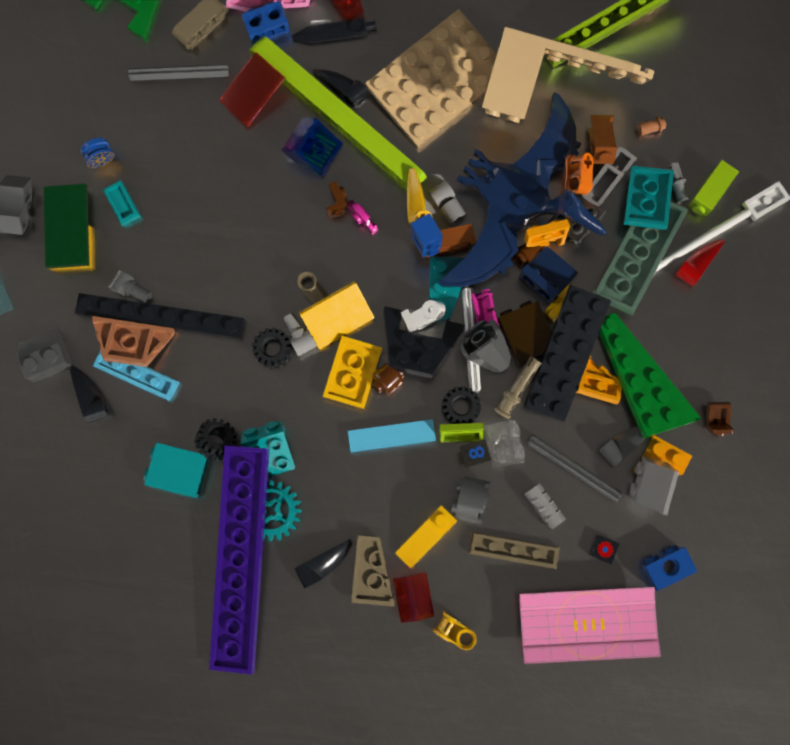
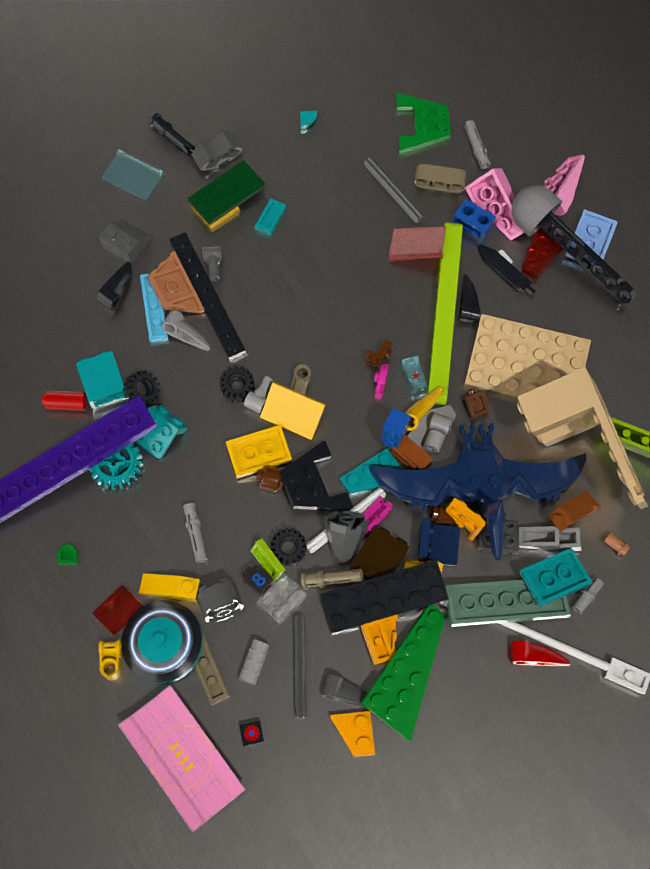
camera: 50 degrees right, 10 degrees down
(42, 97) = (307, 118): none -> teal tile
(97, 151) = (294, 176): blue wheel -> none
(173, 519) = (64, 400): none -> red brick
(180, 363) = (178, 328): none -> light grey piece
(312, 146) = (407, 311): clear blue slope -> none
(322, 565) = (99, 526): black piece -> none
(329, 611) = (67, 555): none -> green tile
(370, 576) = (112, 566): dark tan wing -> none
(379, 185) = (413, 375): none -> clear light blue leg
(389, 480) = (193, 525): none -> light grey pin
(391, 436) = (231, 512): medium azure tile -> none
(423, 317) = (335, 472): white leg -> none
(443, 149) = (476, 402): none -> reddish brown bracket
(471, 576) = (162, 642): none -> dish
(579, 175) = (530, 511): orange piece -> none
(654, 484) = (327, 733): light grey slope -> none
(681, 567) = (257, 793): blue brick -> none
(713, 188) = (604, 625): lime brick -> none
(719, 418) = (420, 755): reddish brown bracket -> none

